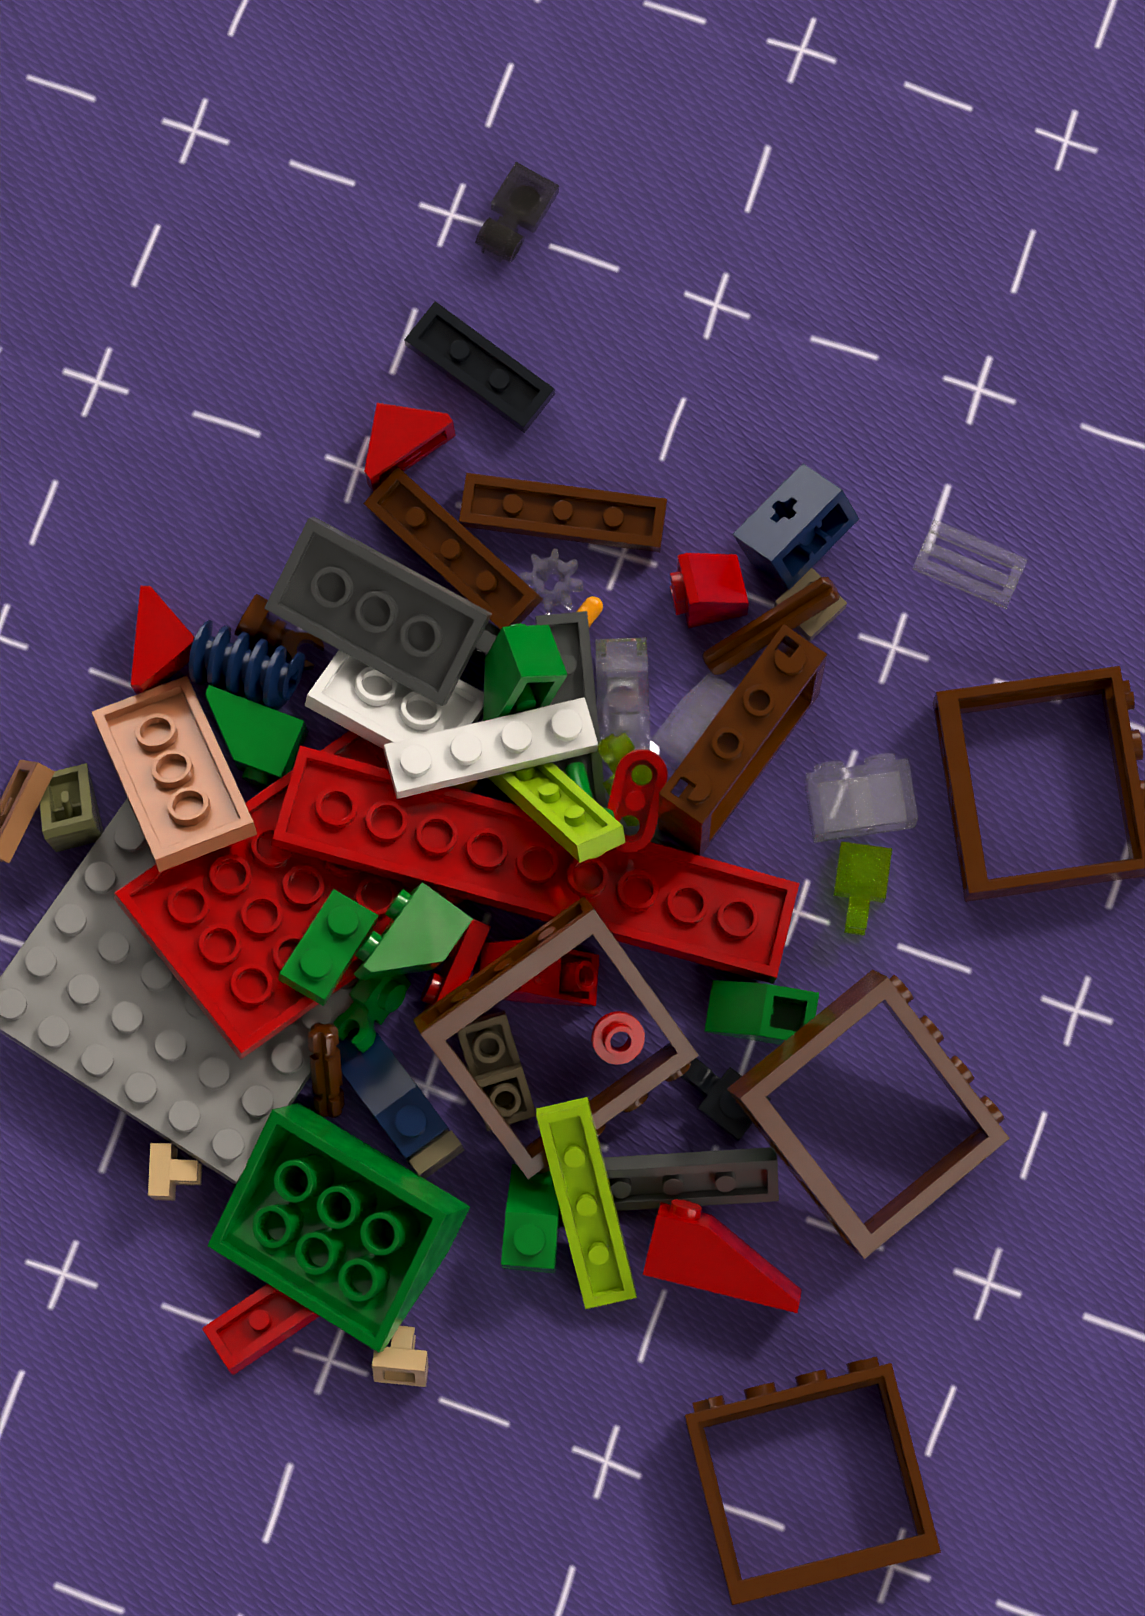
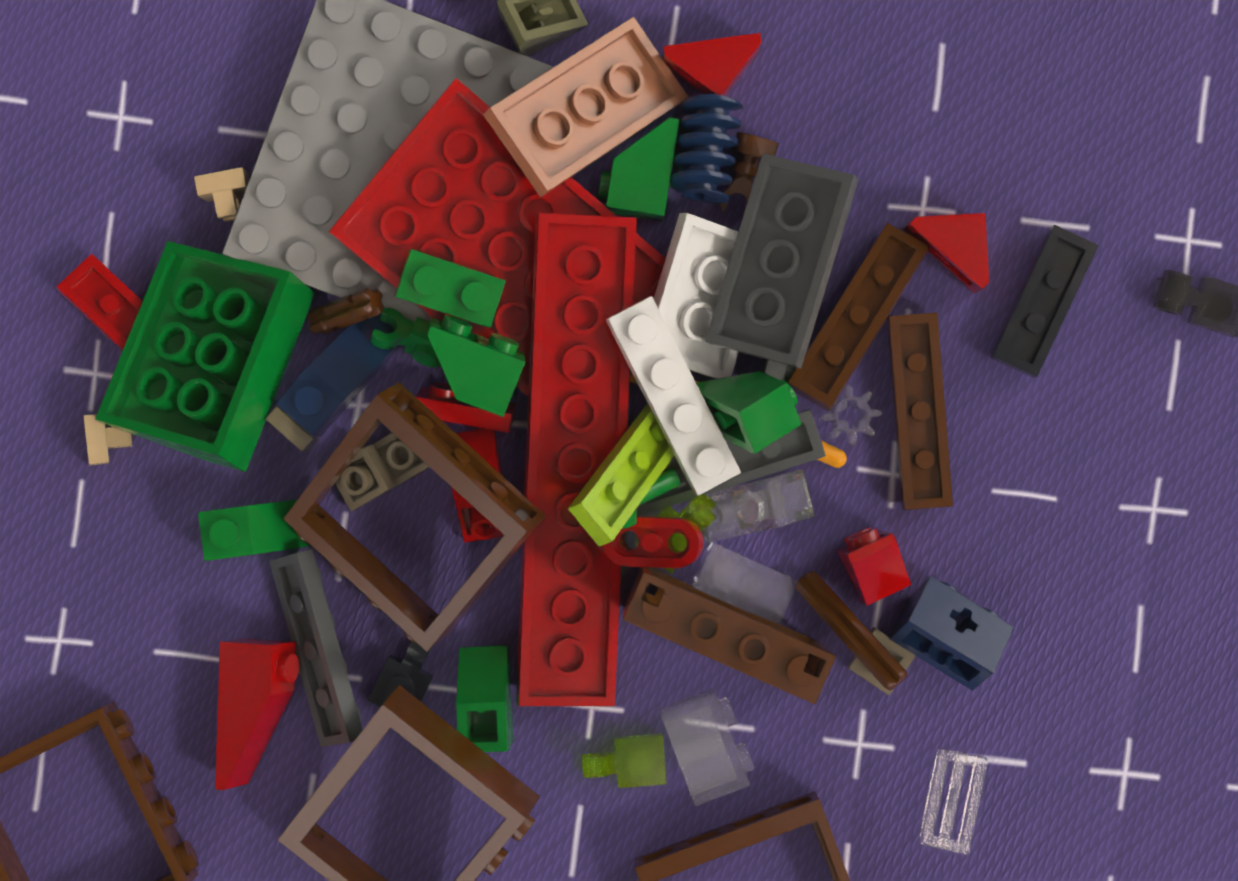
camera: 75 degrees right, 10 degrees up
(586, 1202) = (272, 576): lime plate -> none
(607, 1027) = (428, 568): red plate -> none

